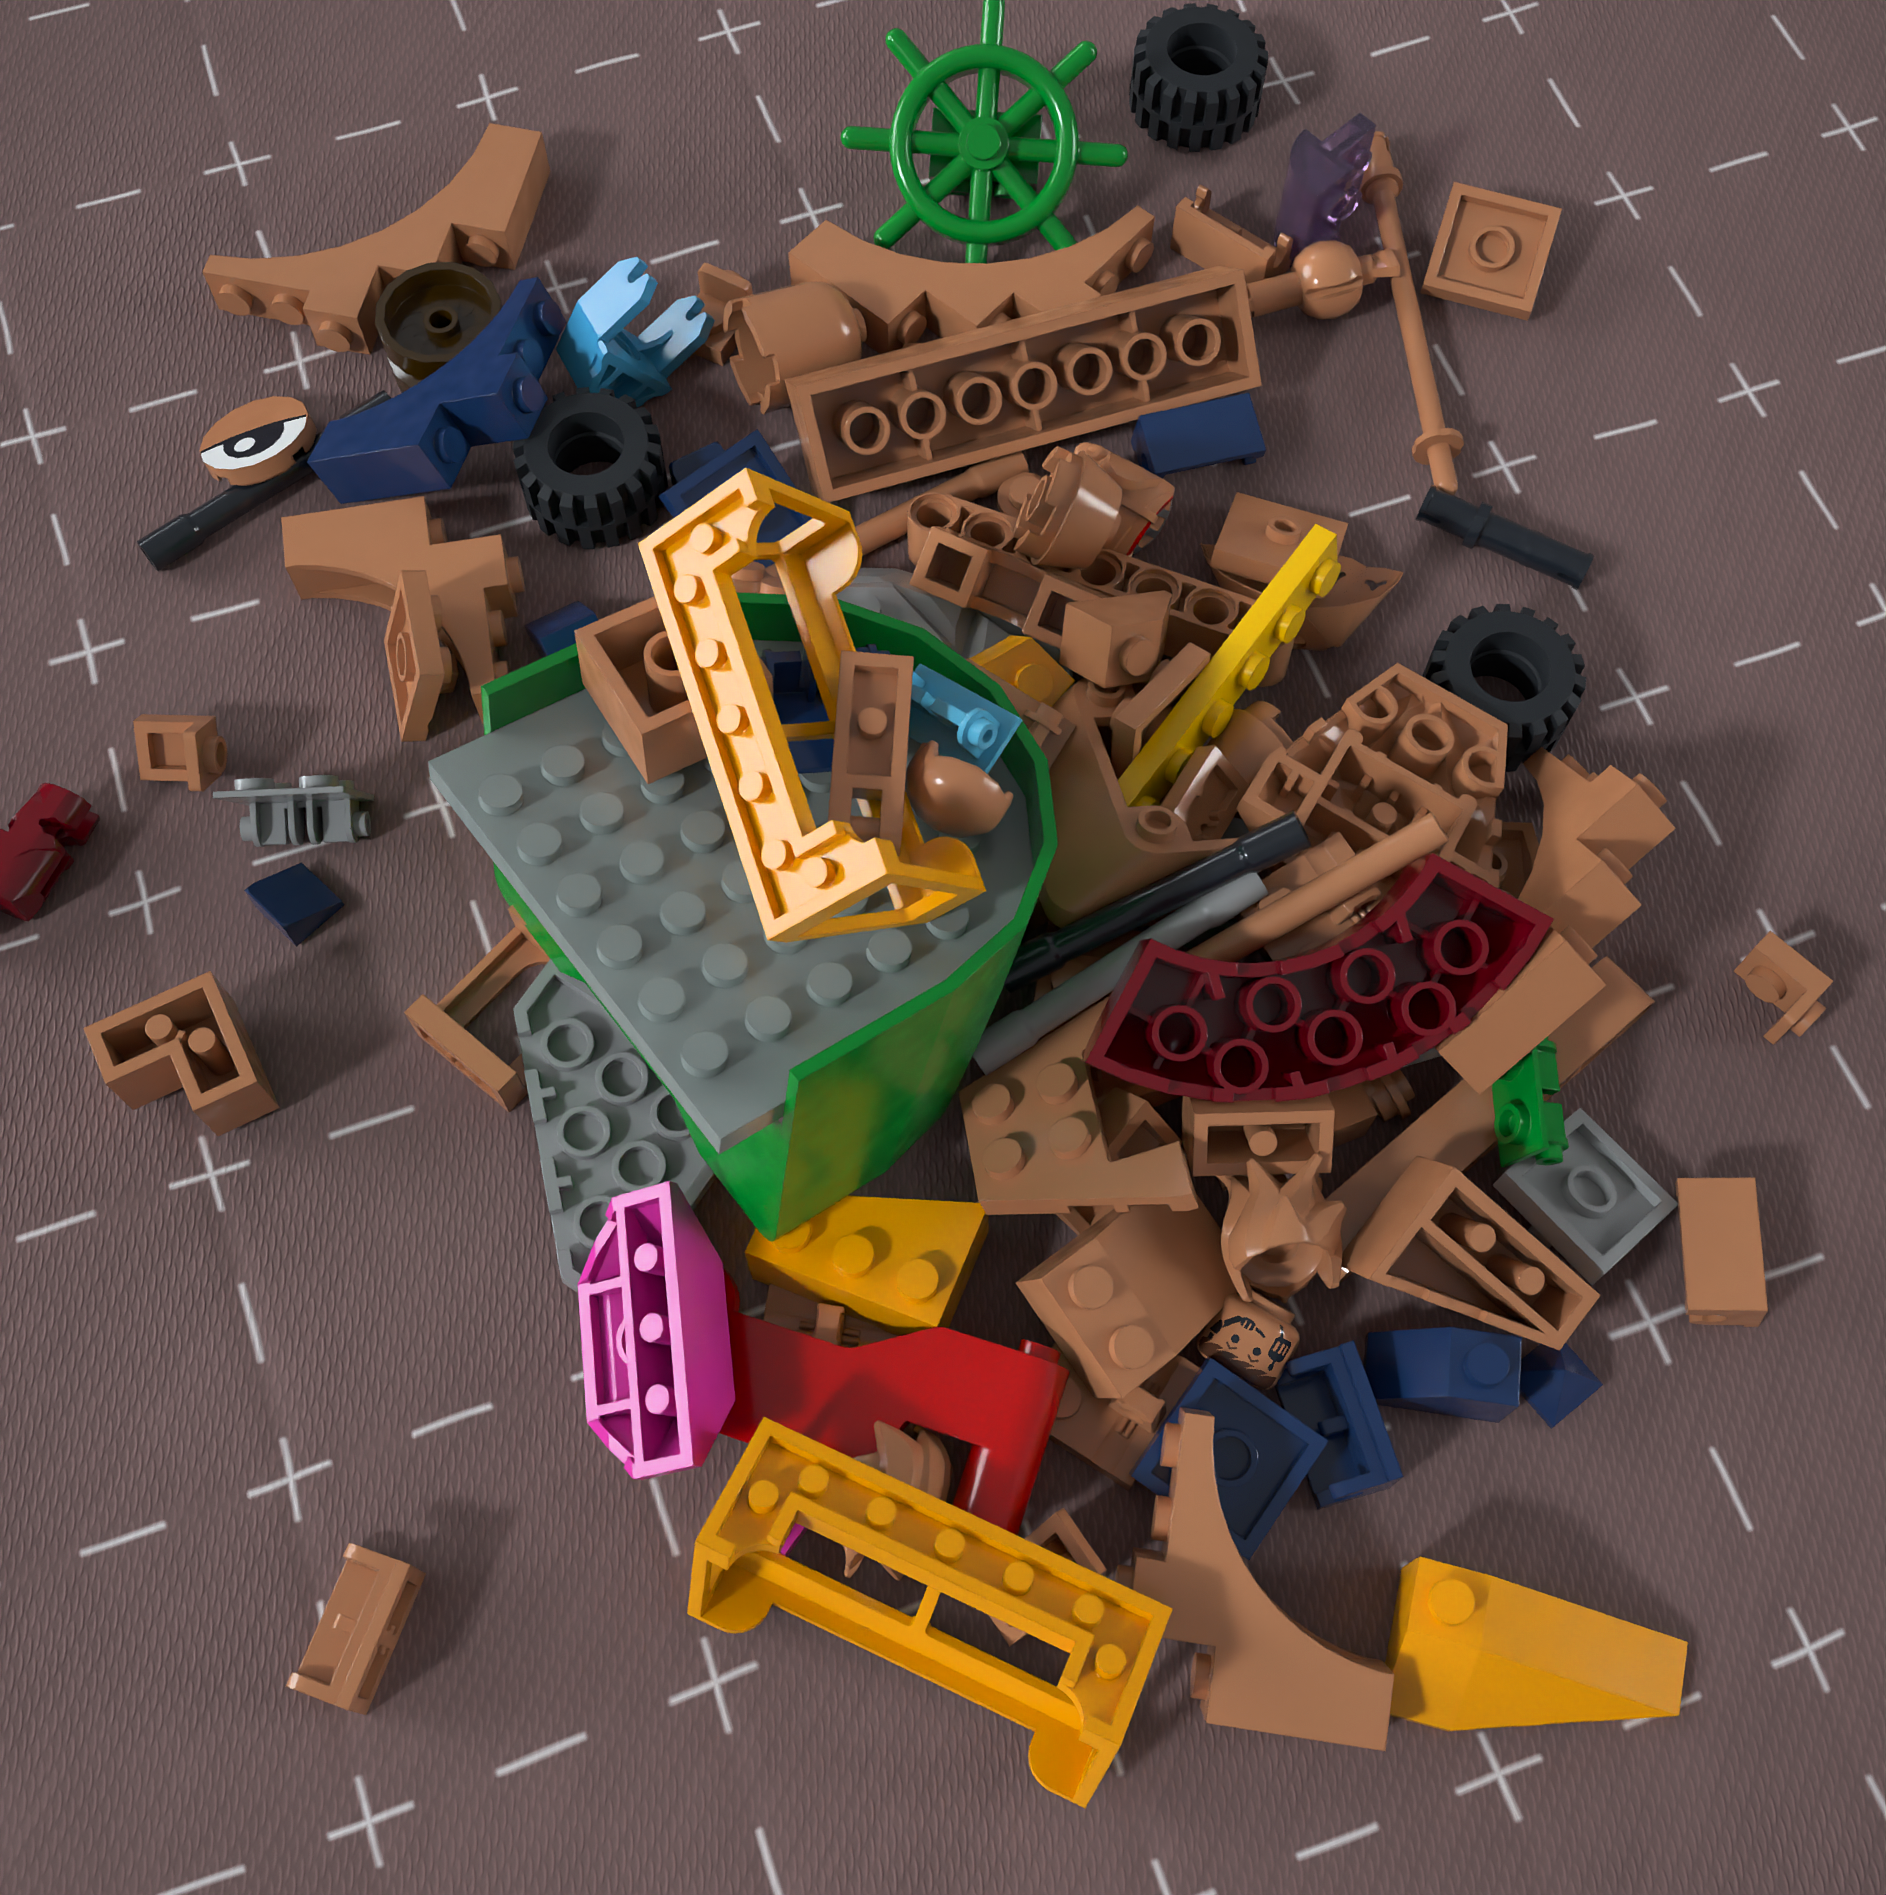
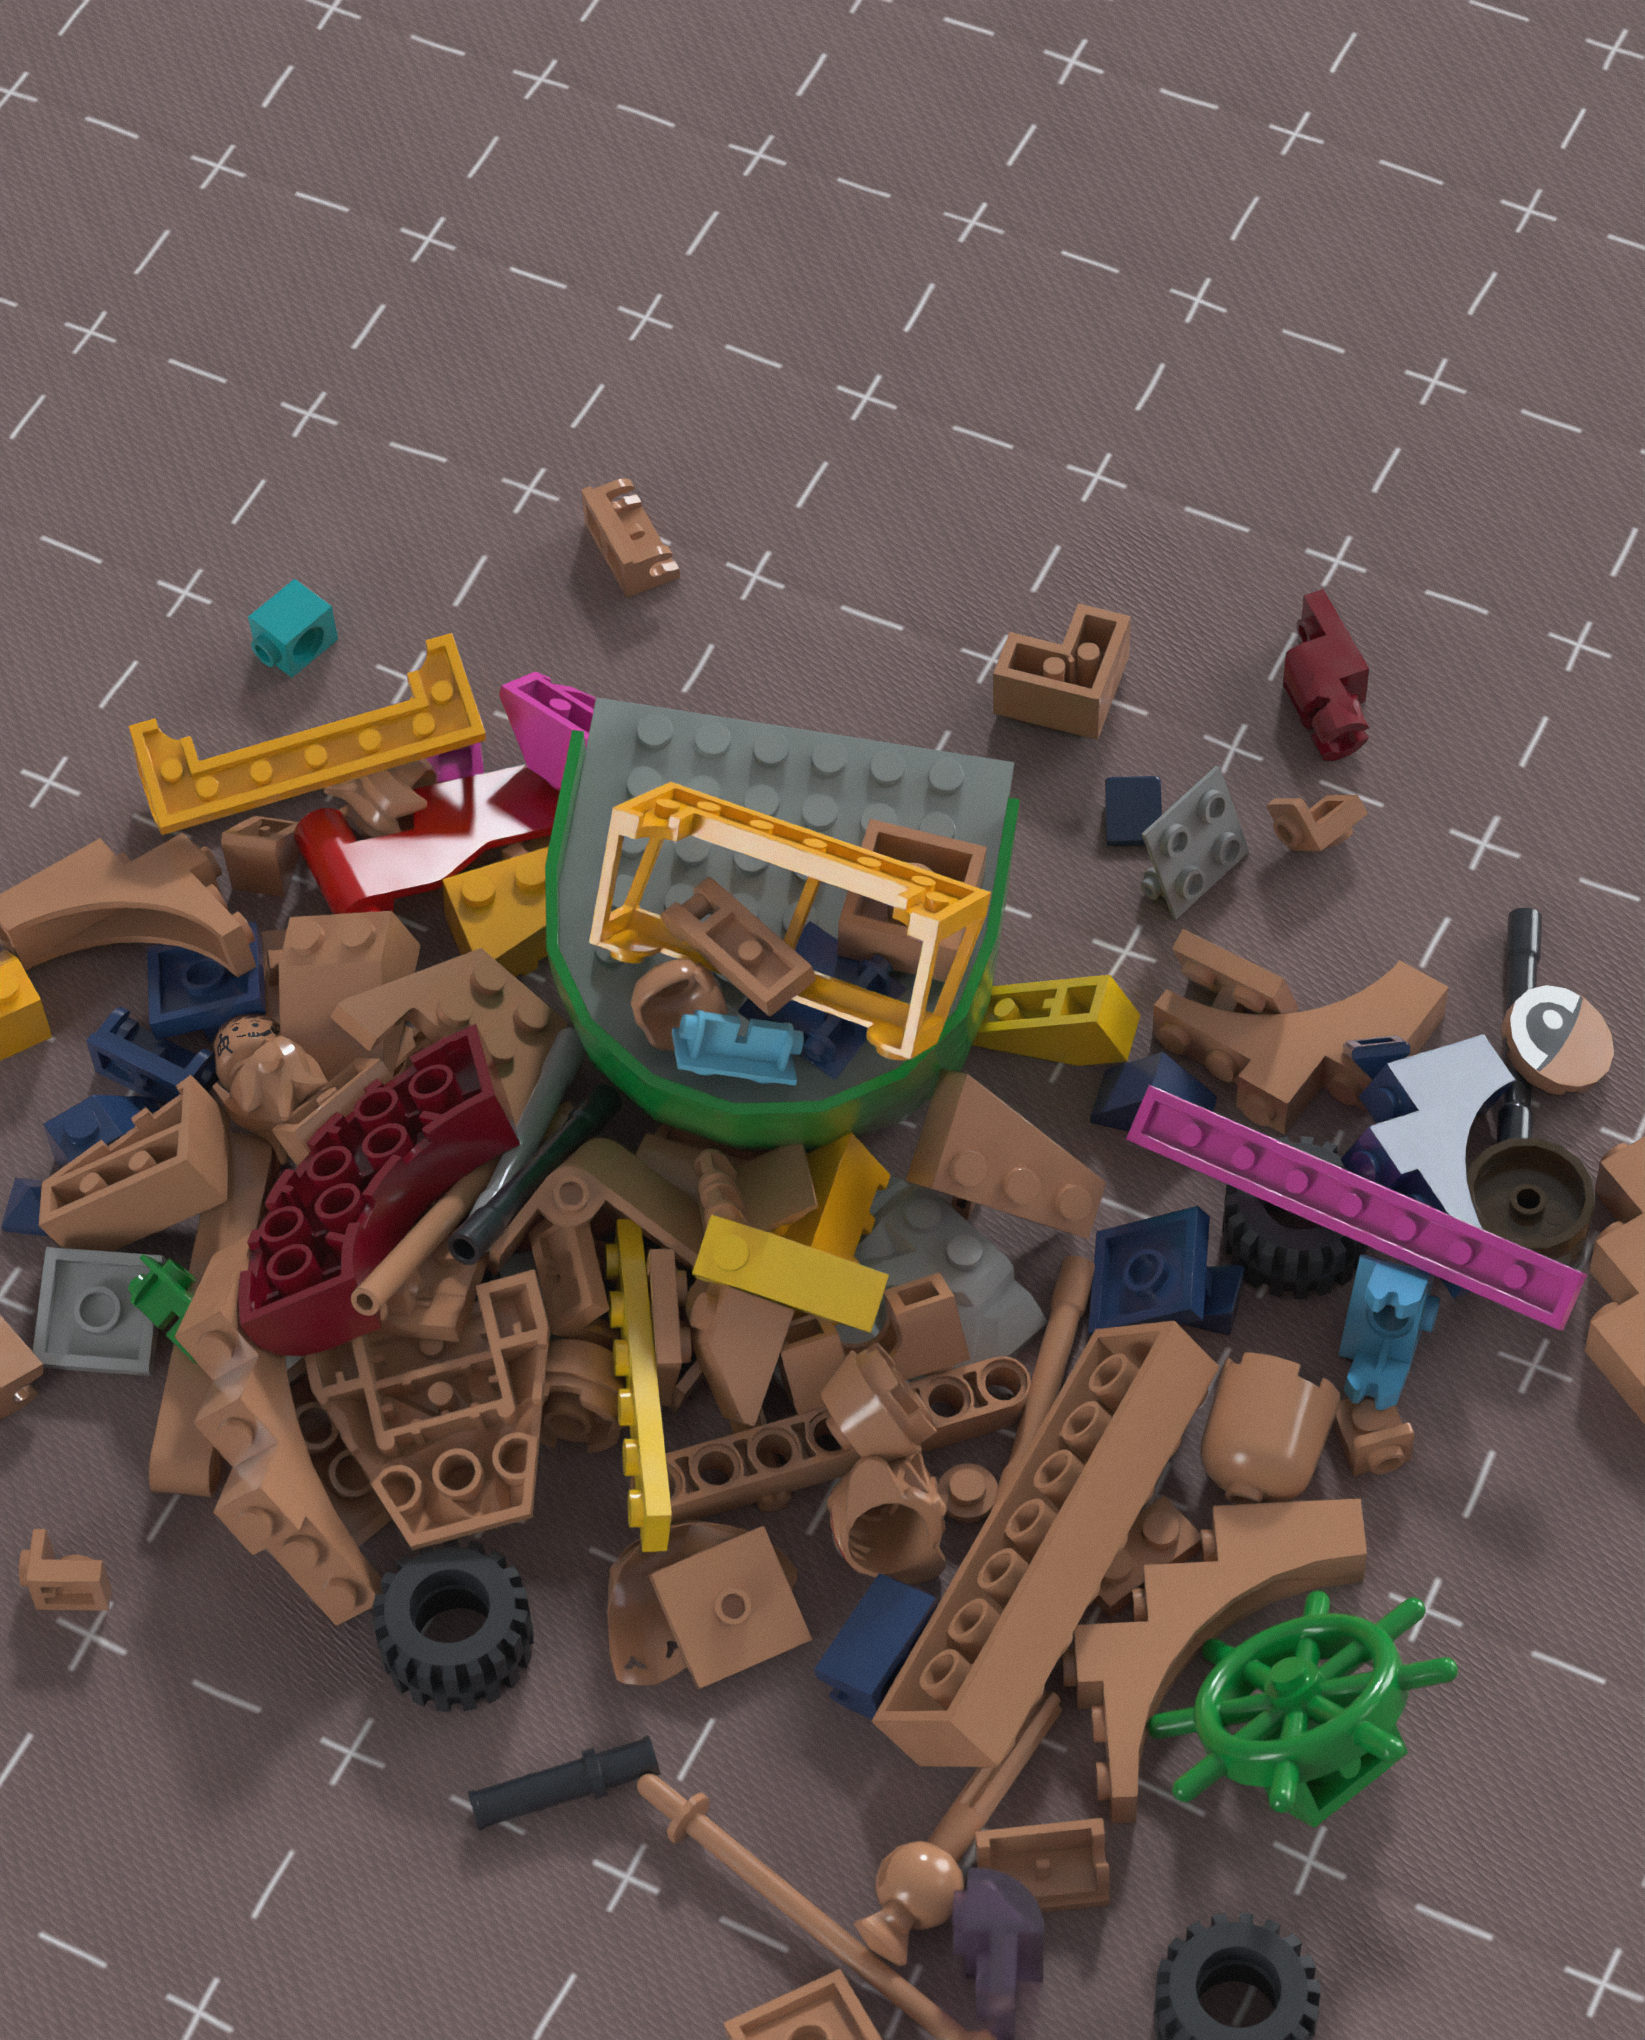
camera: 140 degrees right, 10 degrees down
(397, 495) = (1375, 1053): none -> dark blue slope
(573, 377) = (1357, 1208): none -> dark pink plate
(781, 1844) = (292, 628): none -> teal brick
(1058, 634) = (790, 1274): none -> yellow slope

